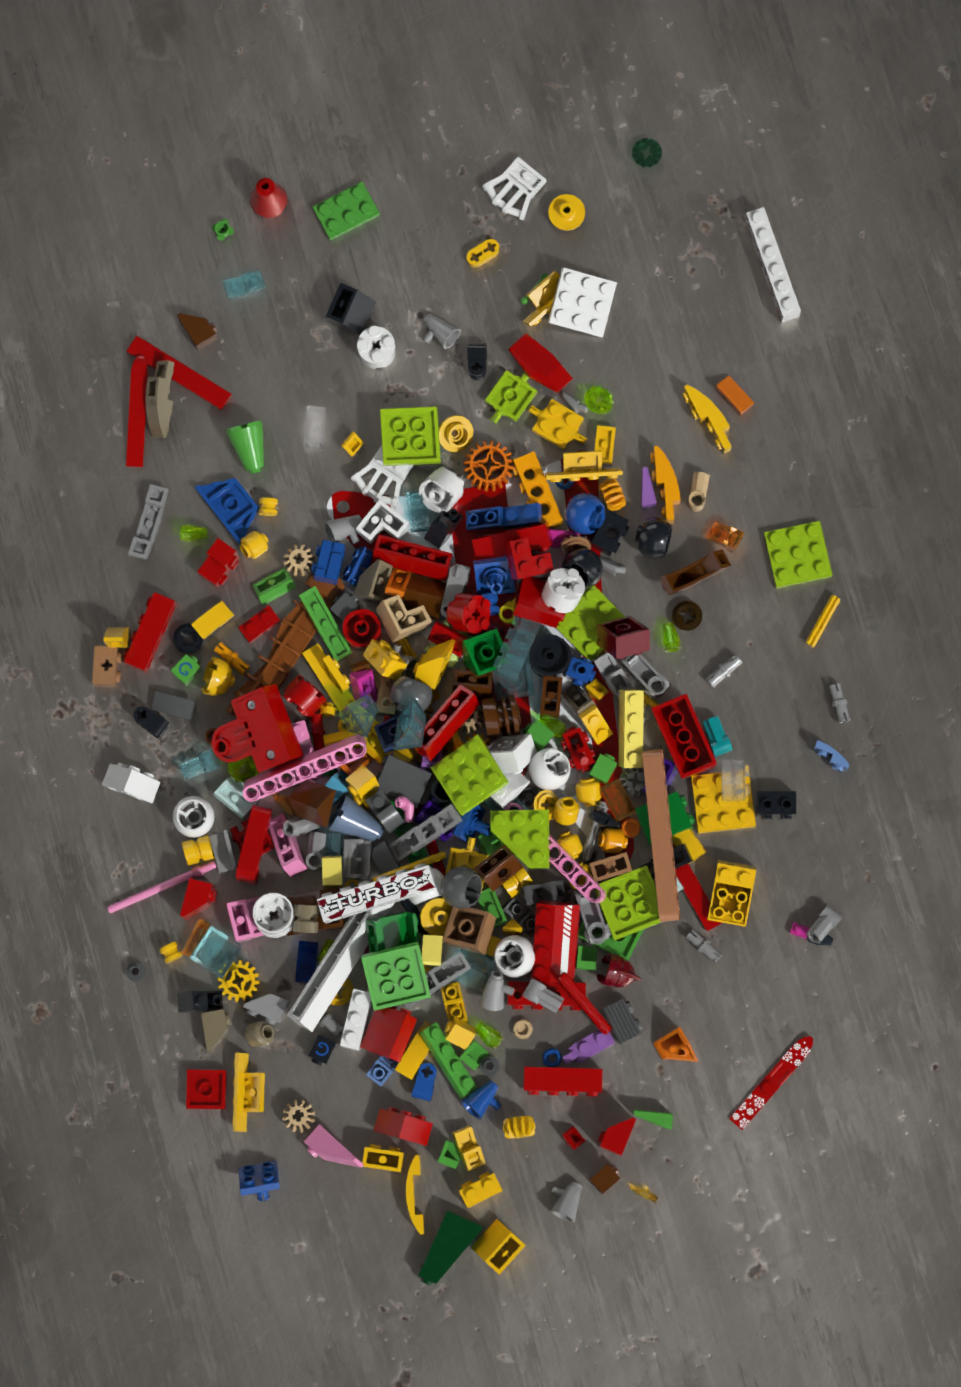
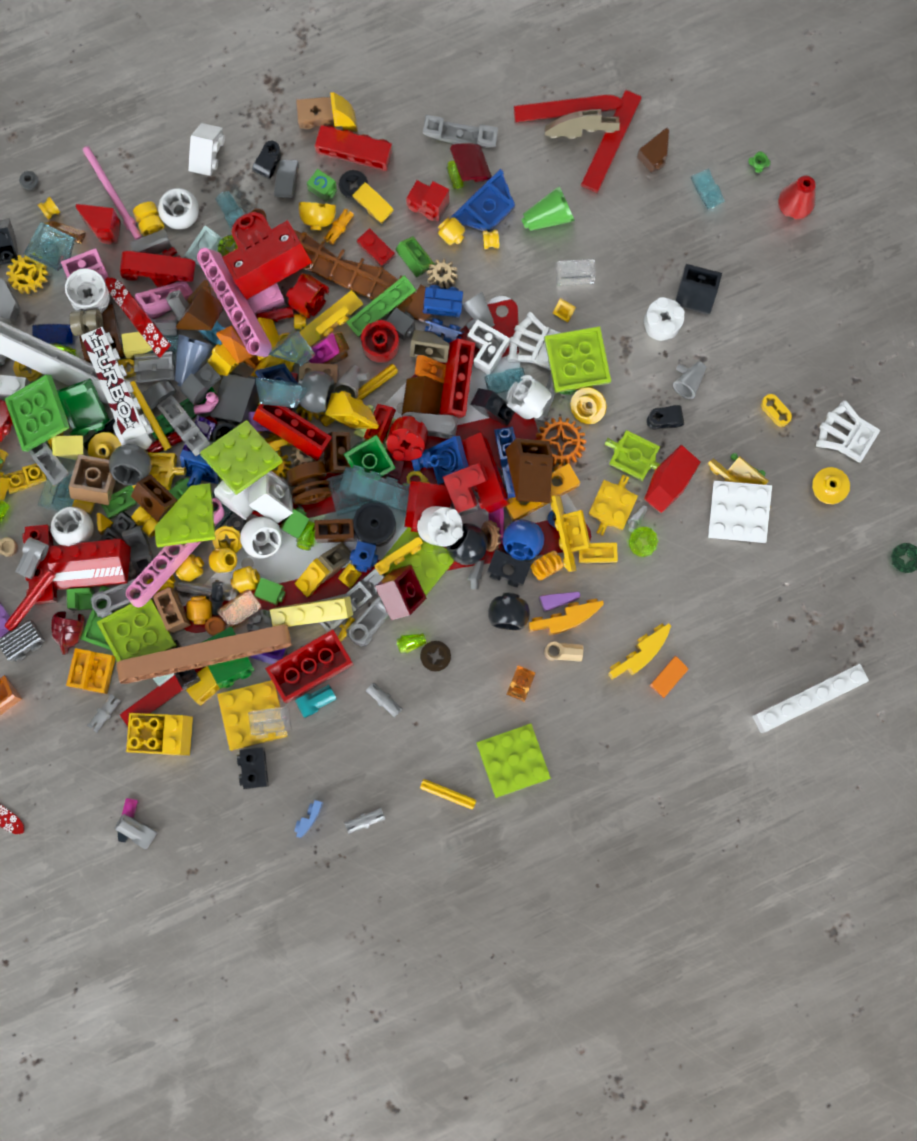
camera: 75 degrees right, 0 degrees up
(185, 515) = (470, 162): none -> dark red slope
(307, 865) = (137, 316): none -> red piece
(346, 211) = (797, 274): bright green plate -> none
(350, 771) = (234, 344): none -> orange slope
(385, 659) = (350, 363): yellow brick -> none
(400, 622) = (389, 376): tan brick -> none
(493, 993) = (34, 513): light grey piece -> none
(518, 495) = (530, 469): none -> reddish brown slope
(581, 756) = (281, 567): red brick -> none
(586, 637) = (398, 556): none -> yellow hinge
(659, 956) = (90, 671): none -> light orange slope
(695, 573) = (478, 657): reddish brown arch -> none

